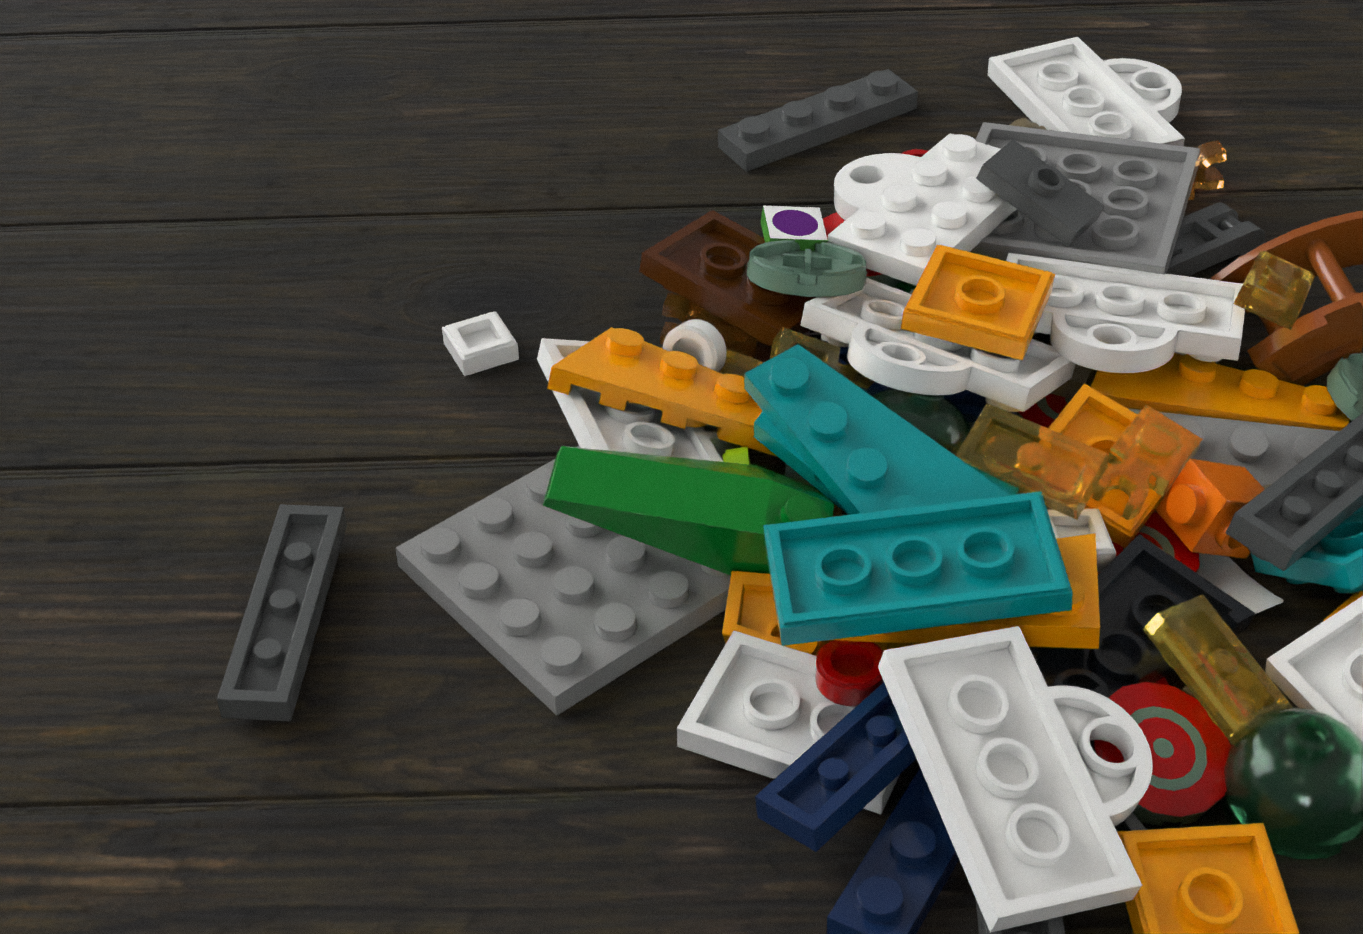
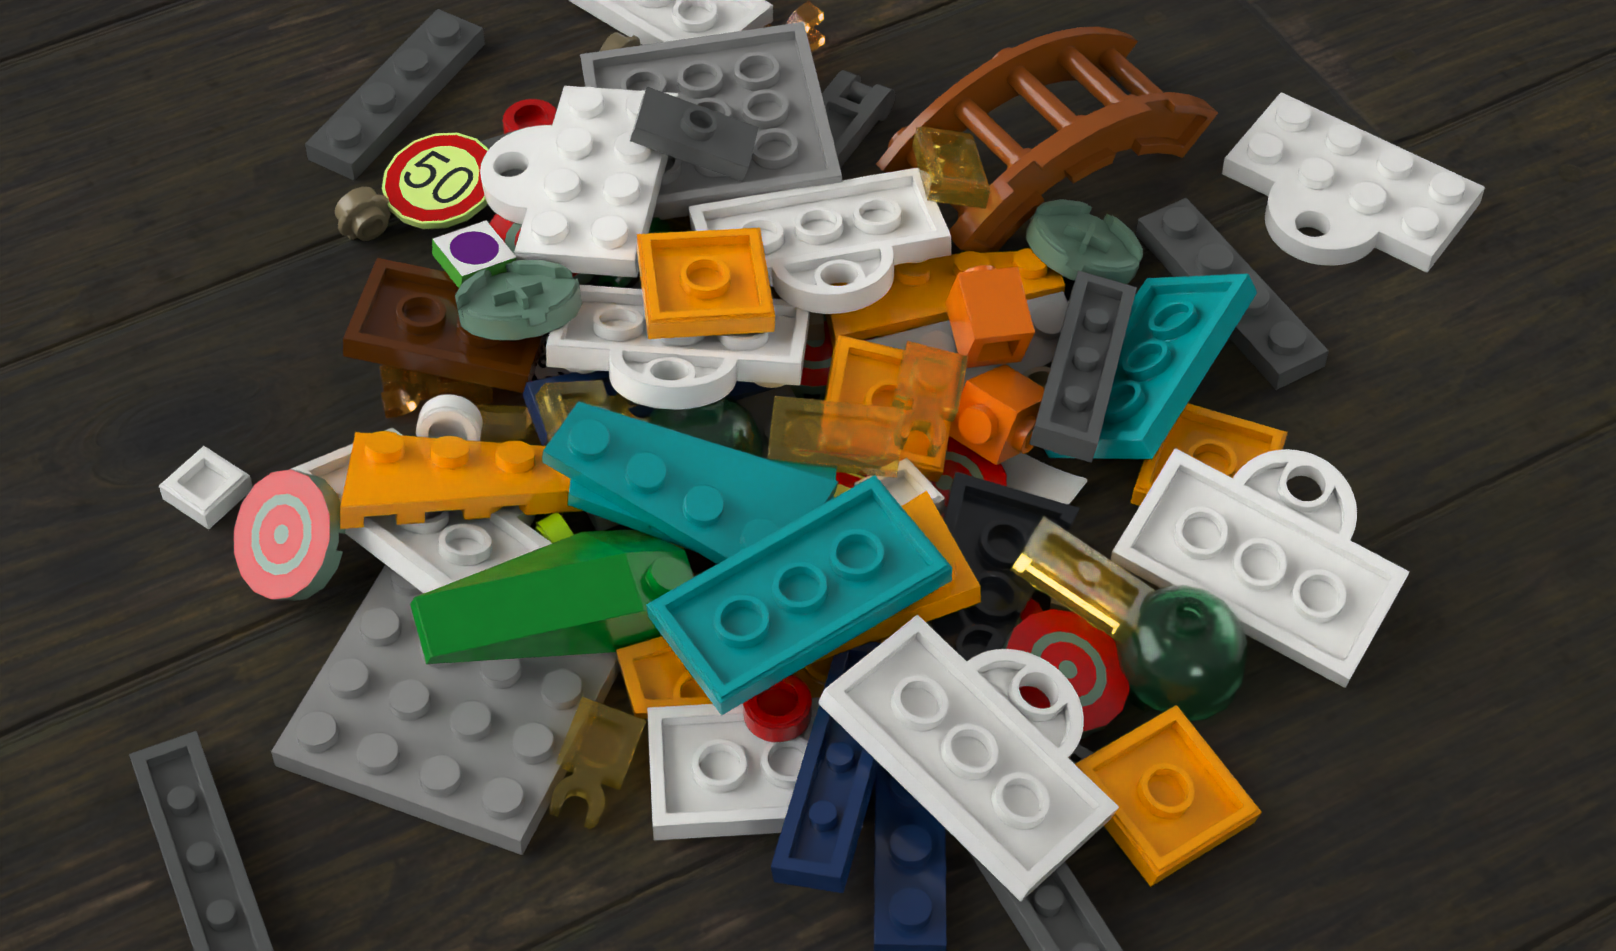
camera: 30 degrees left, 10 degrees up
(509, 389) = (288, 535): none -> tile
(666, 650) = (596, 752): none -> clear yellow plate
(732, 190) = (362, 214): none -> dark tan plate
(802, 178) = (436, 181): none -> piece
(1243, 414) = (990, 316): none -> orange brick

